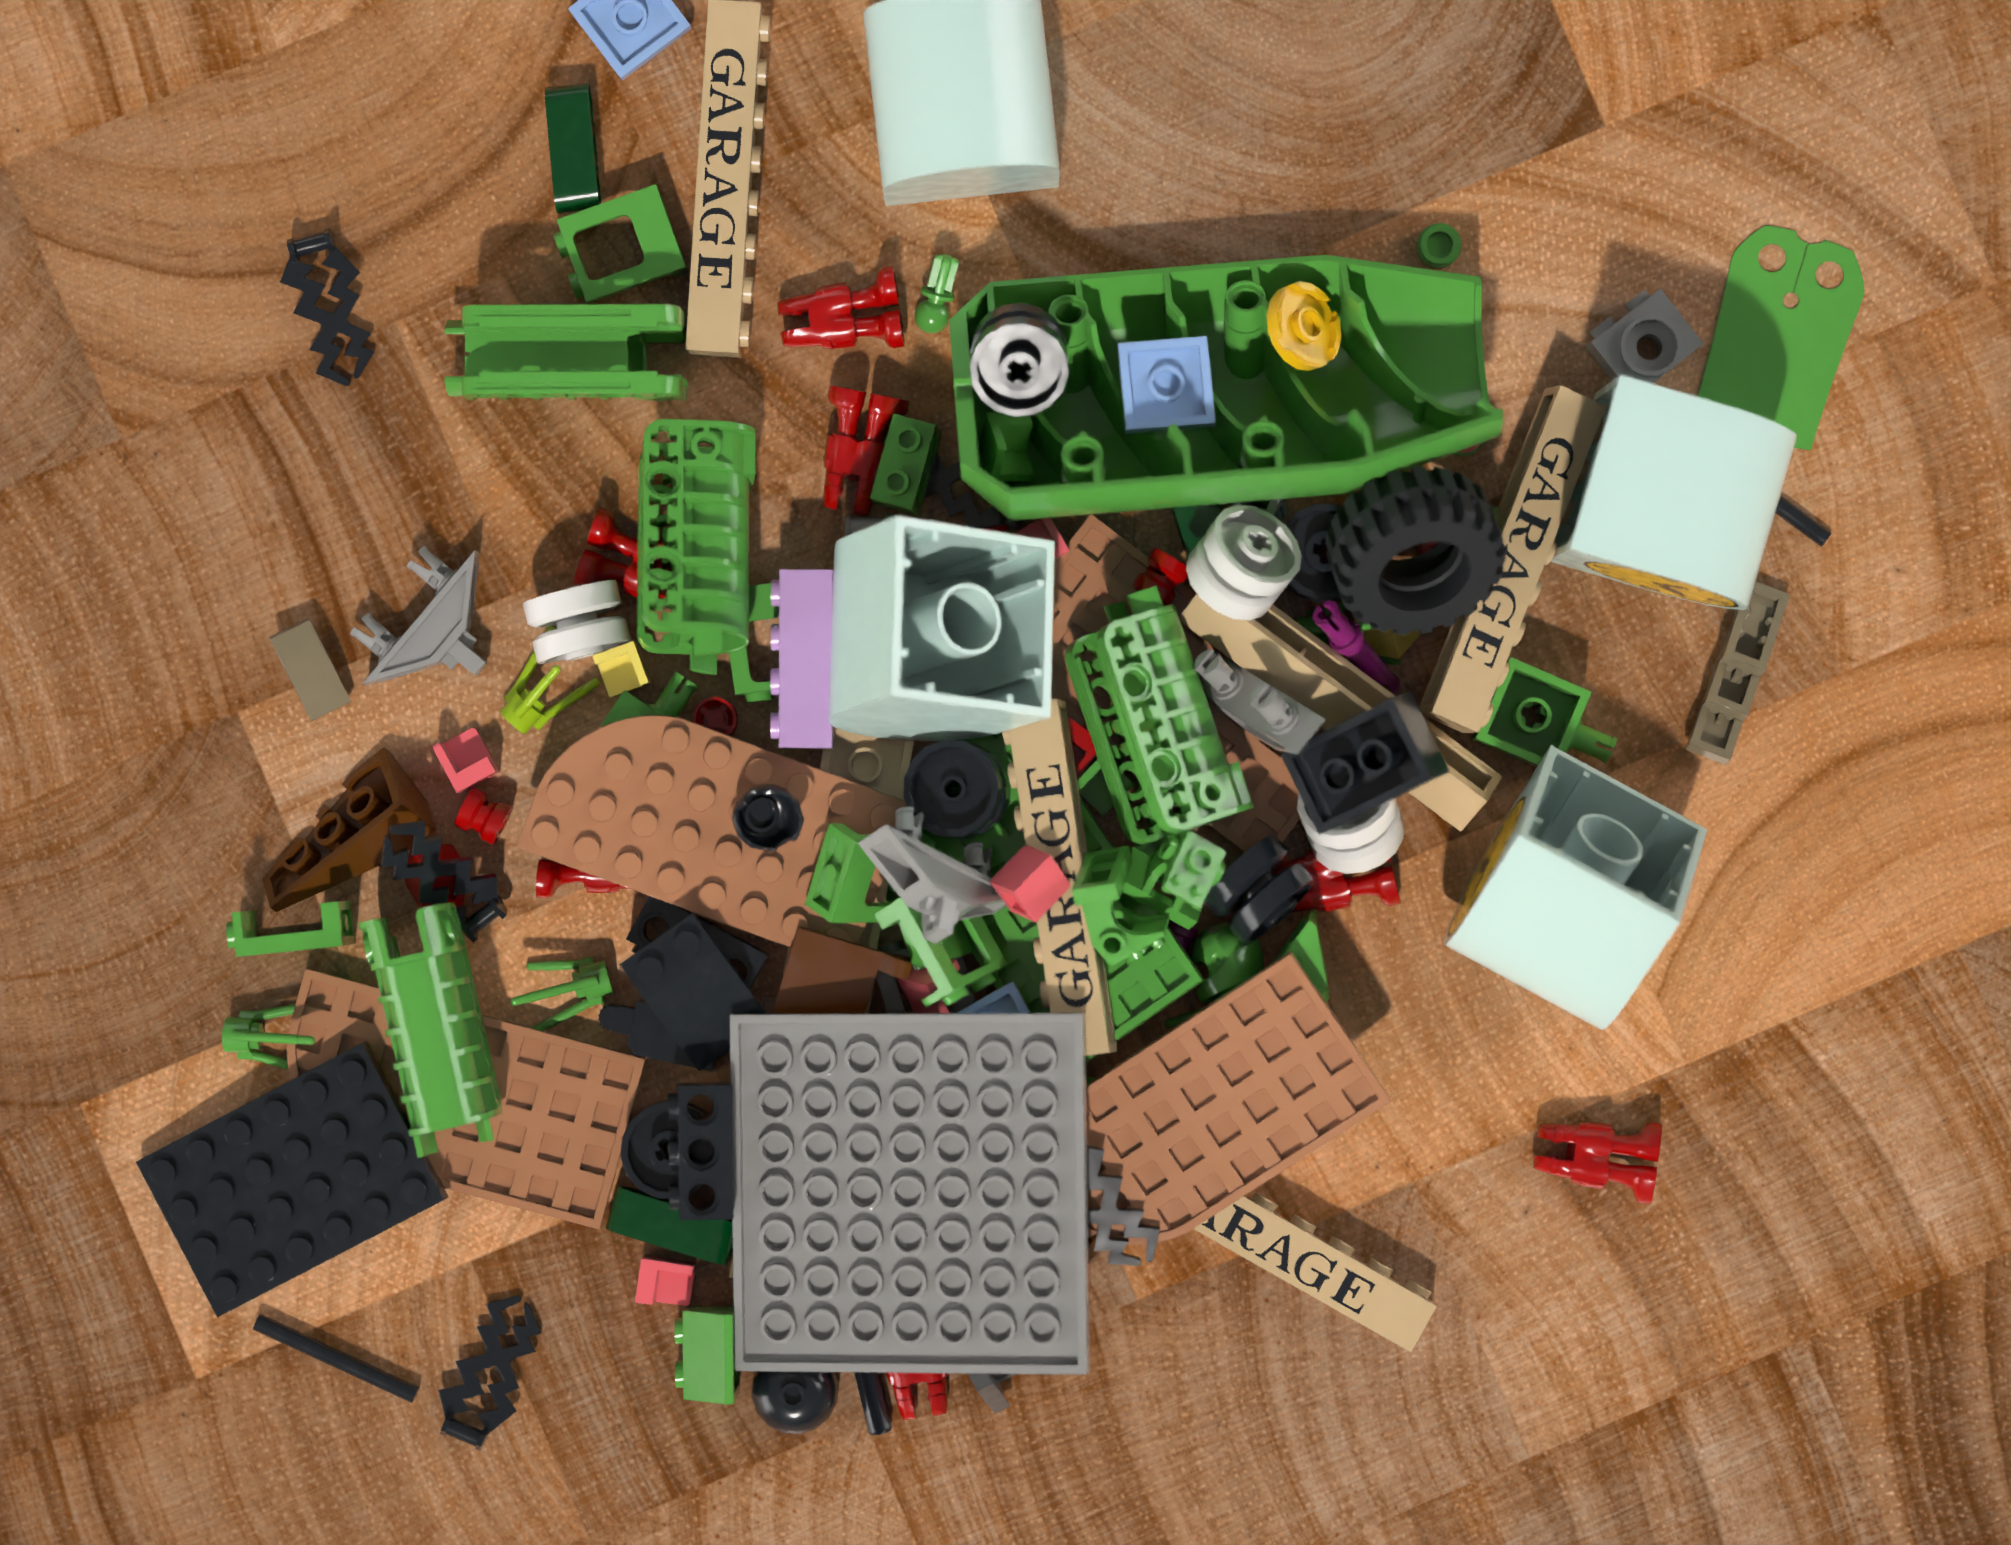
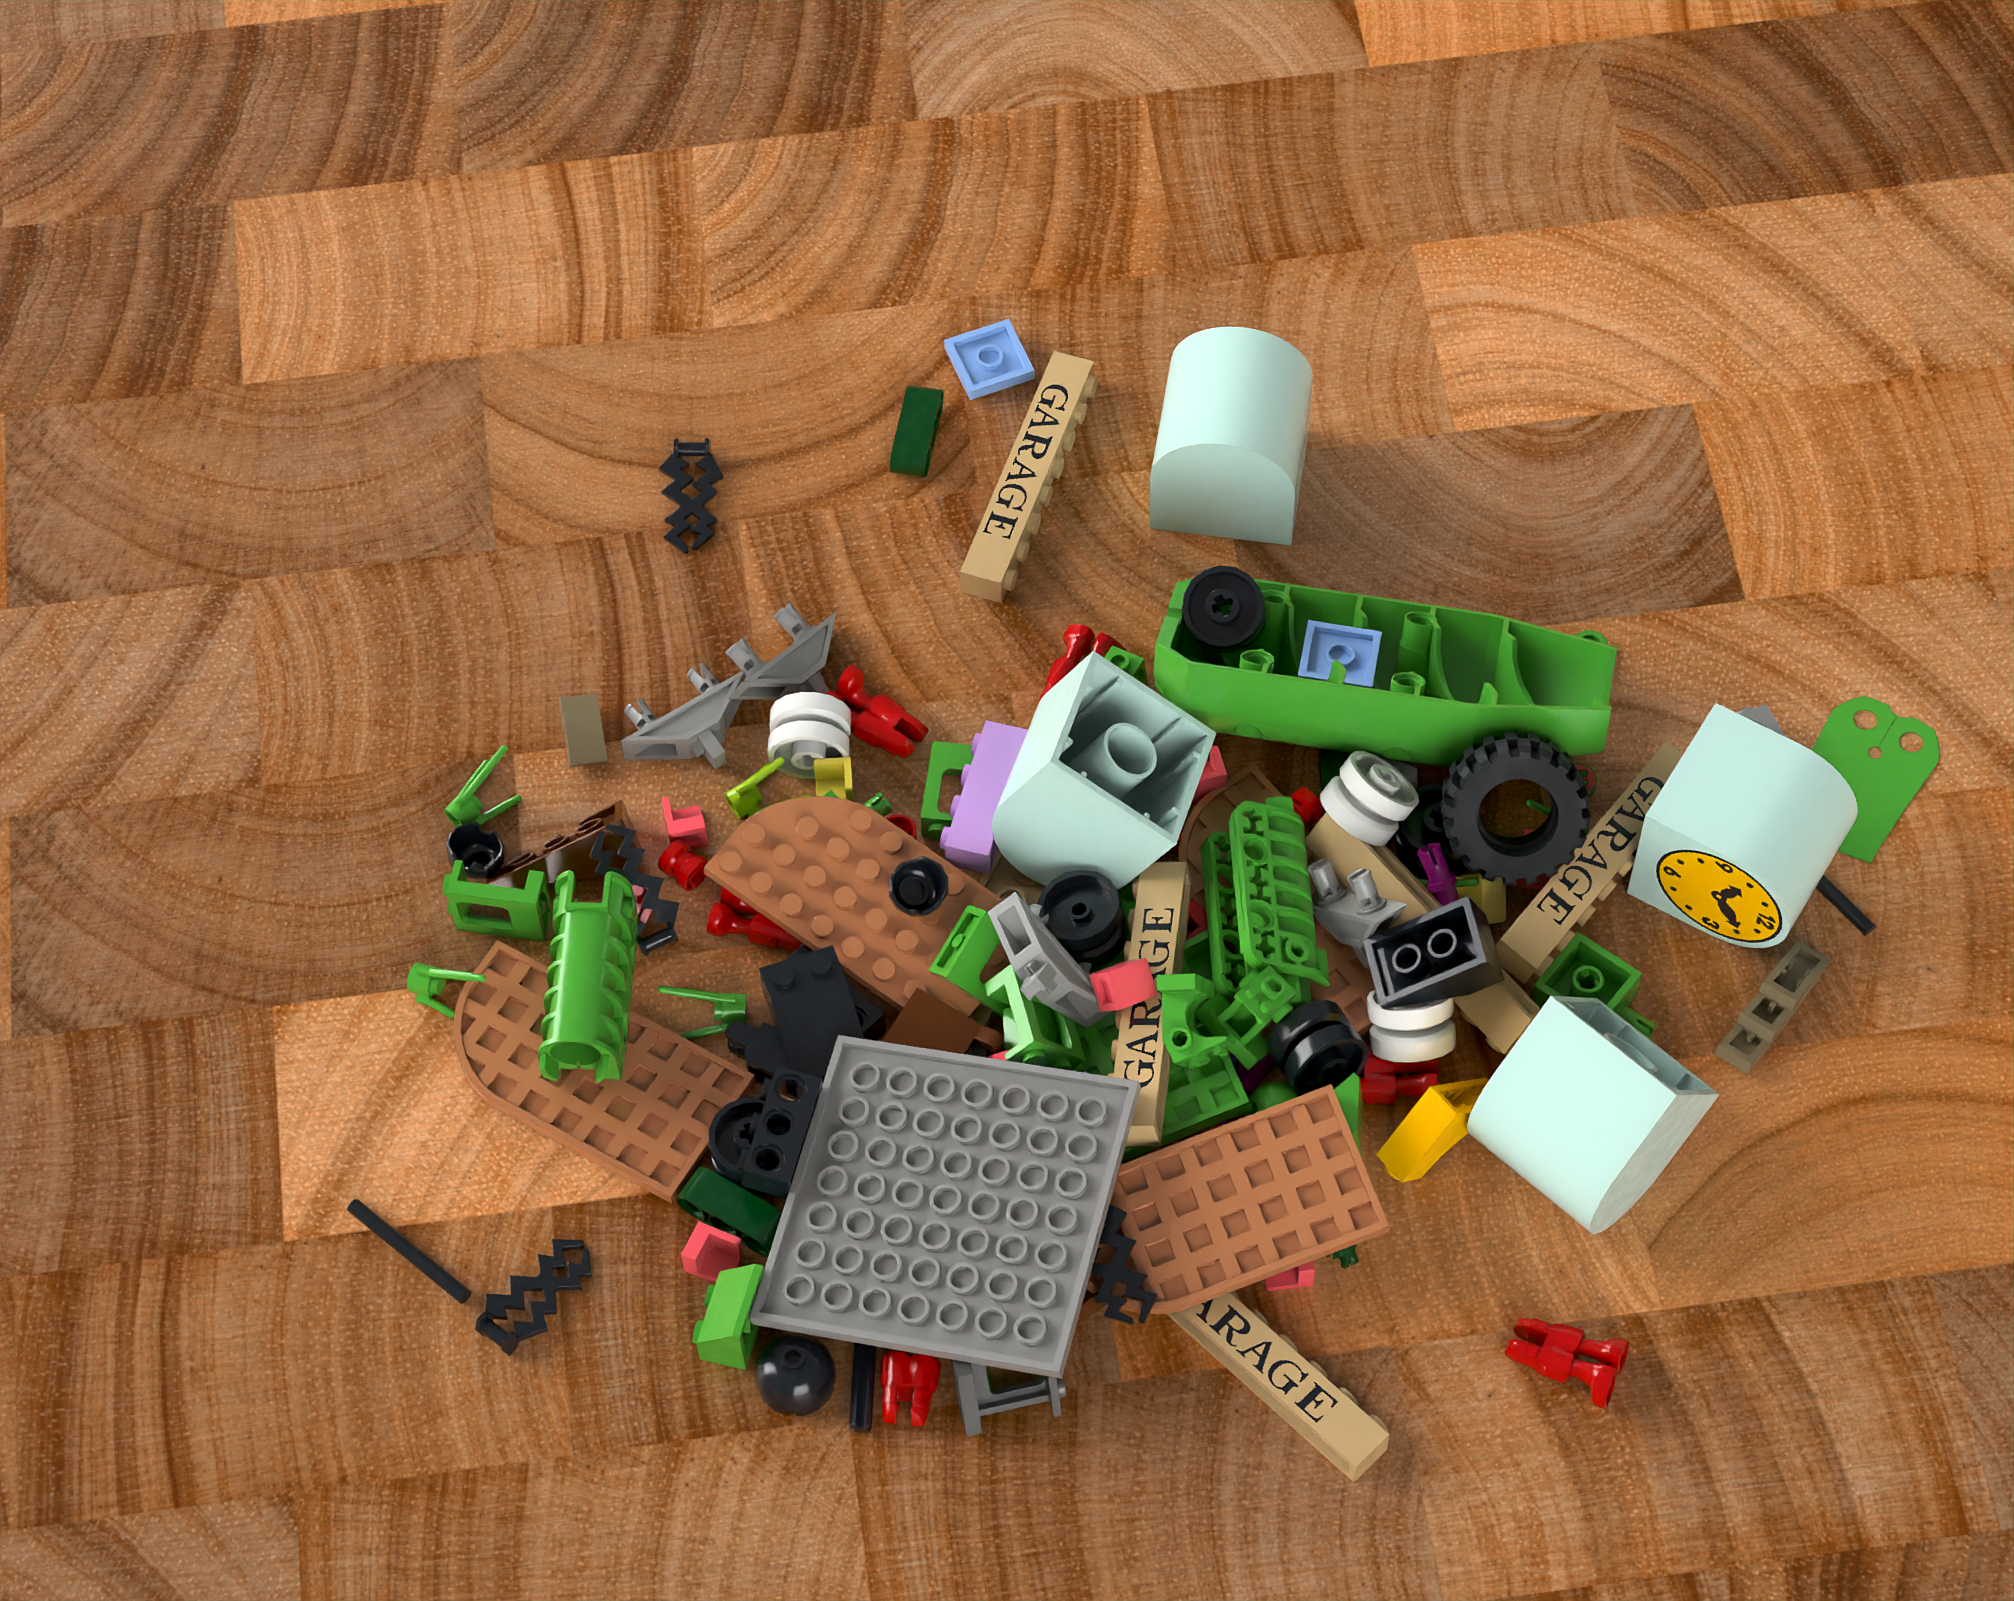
camera: 15 degrees right, 30 degrees down
(208, 805) = (467, 807): none -> bright green plant
(241, 864) = (480, 851): none -> black hair
(291, 1179) = (425, 1094): black plate -> none
(532, 526) = (792, 670): none -> light grey connector
(566, 351) = (870, 544): bright green piece -> none
(654, 234) = (962, 498): bright green window -> none
(705, 539) = (925, 690): bright green piece -> none
(832, 318) = (1082, 585): red piece -> none
(932, 313) = (1181, 571): bright green axle -> none
(1303, 326) = (1463, 650): yellow tile -> none
(1413, 924) = (1430, 1129): none -> yellow arch

